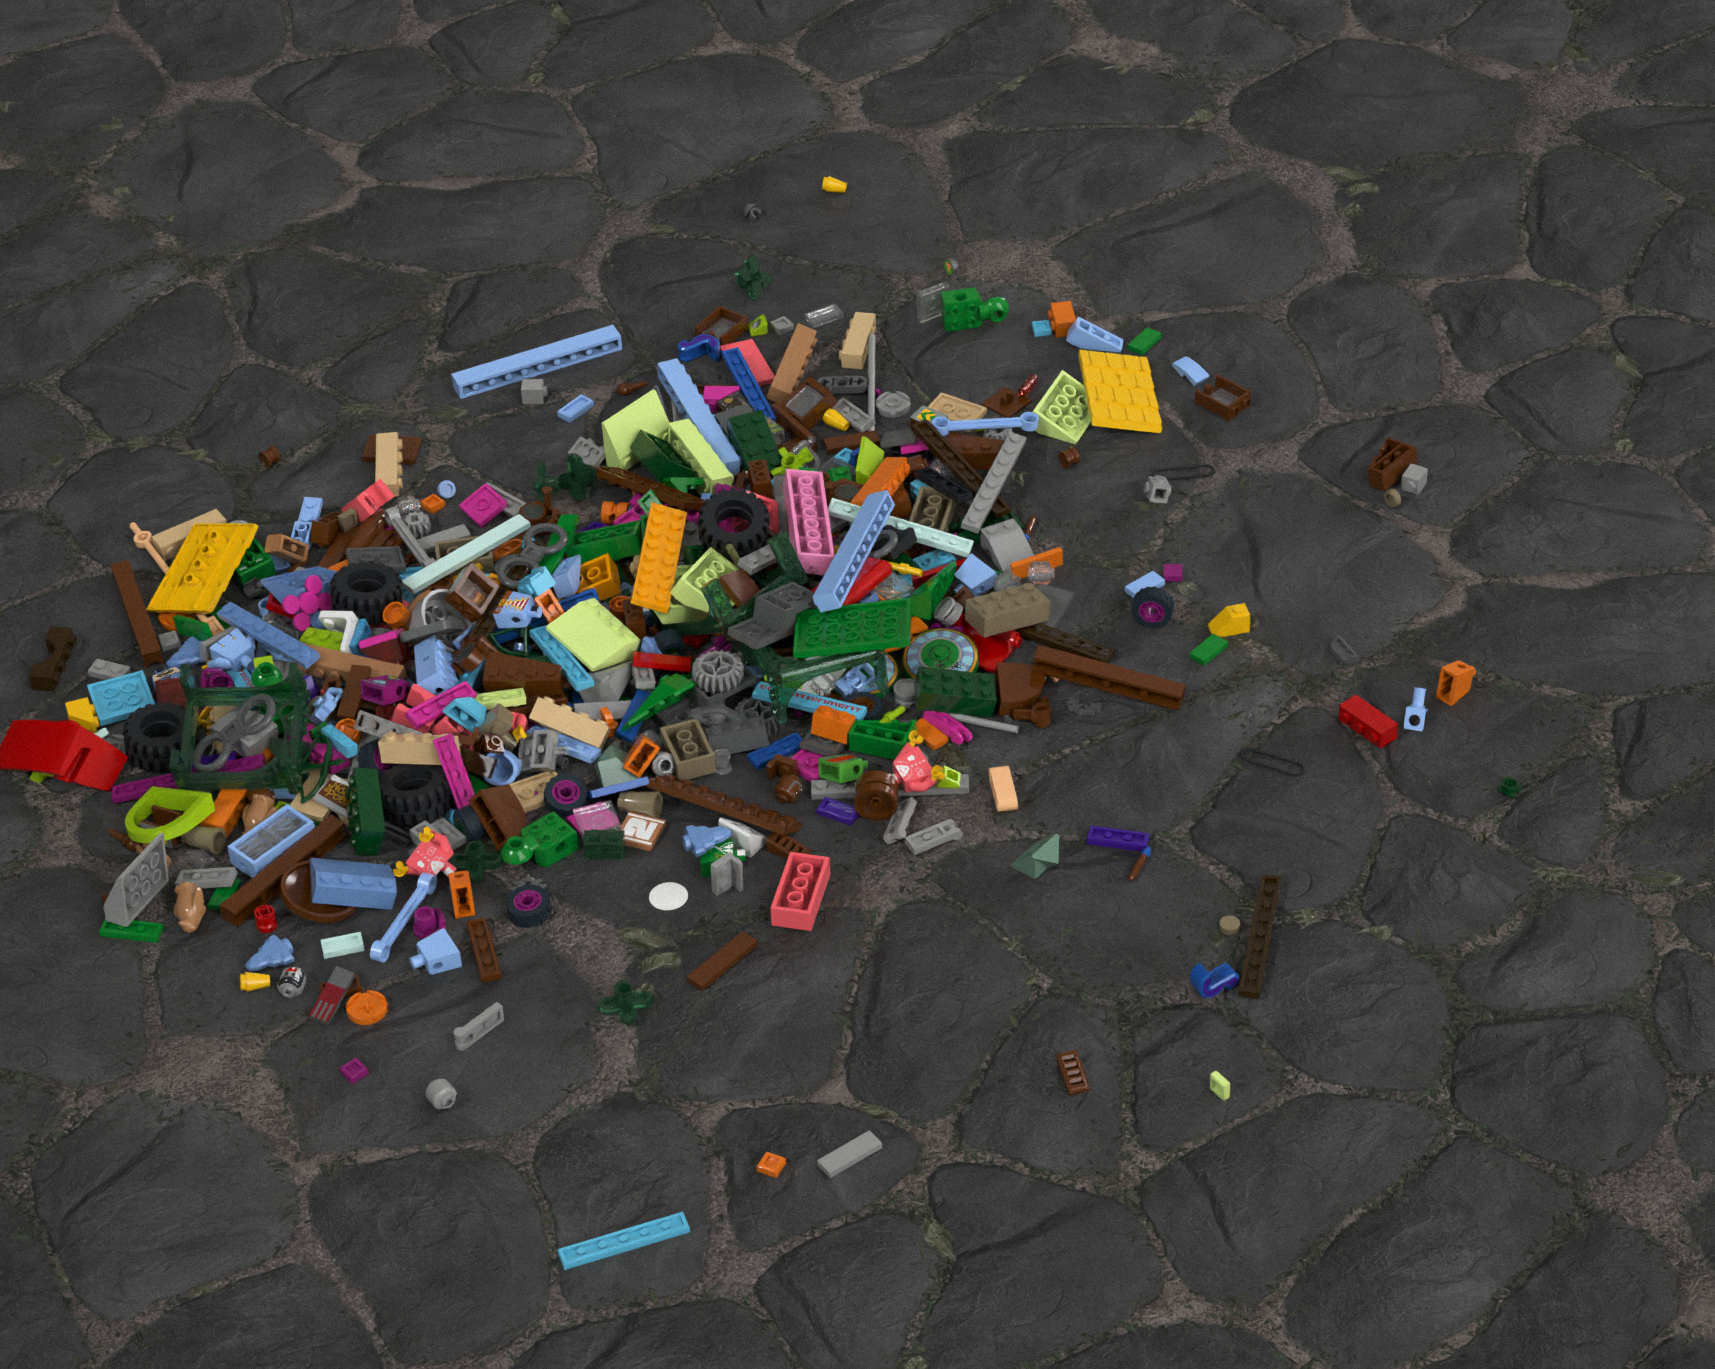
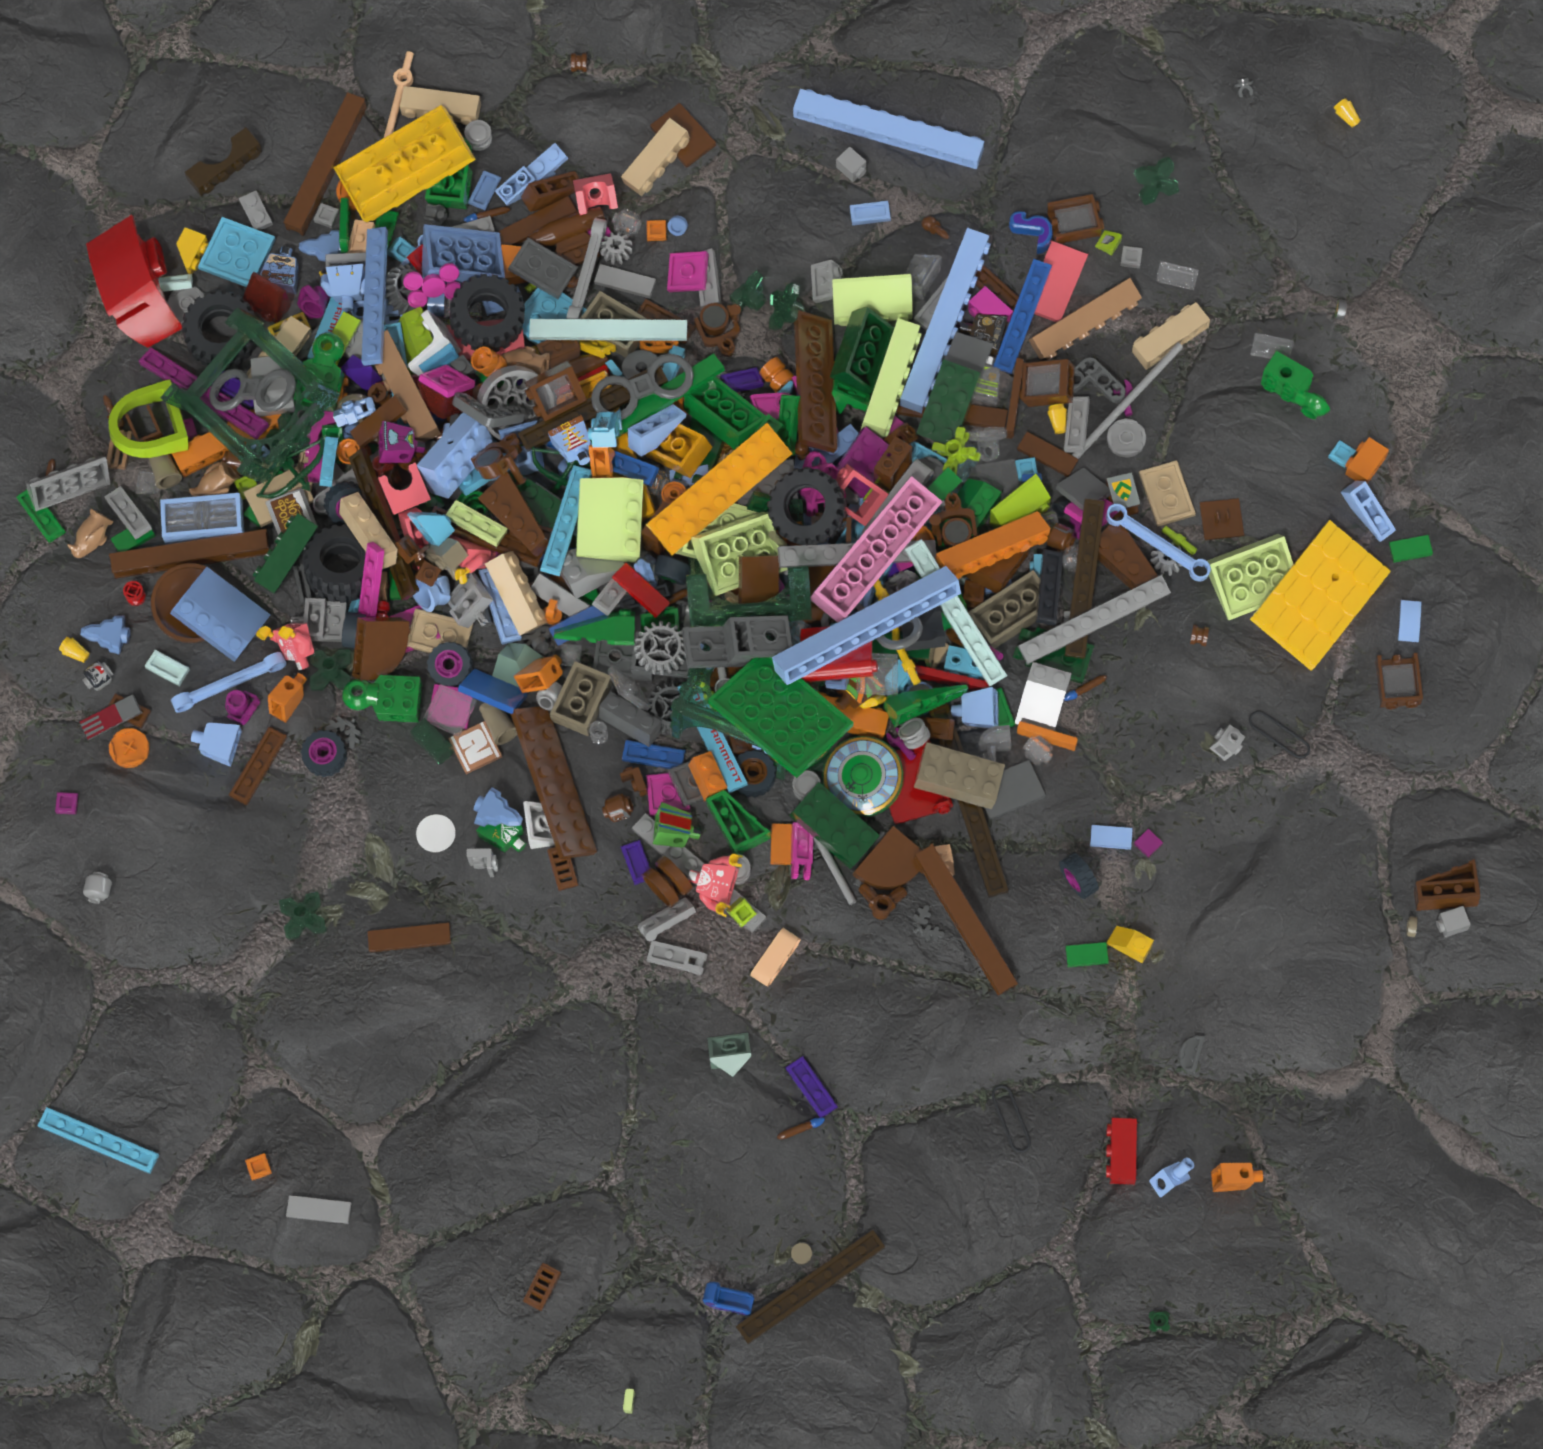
camera: 45 degrees right, 30 degrees up
(286, 548) = (483, 198): medium nougat brick -> none
(348, 520) = (565, 199): dark tan plate -> none
(433, 708) = (420, 500): dark pink tile -> none
(478, 1026) = (182, 843): light grey plate -> none
(800, 891) = (521, 925): coral brick -> none
(889, 716) = (768, 799): lime bar -> none
(1028, 385) = (1256, 516): clear red axle -> none

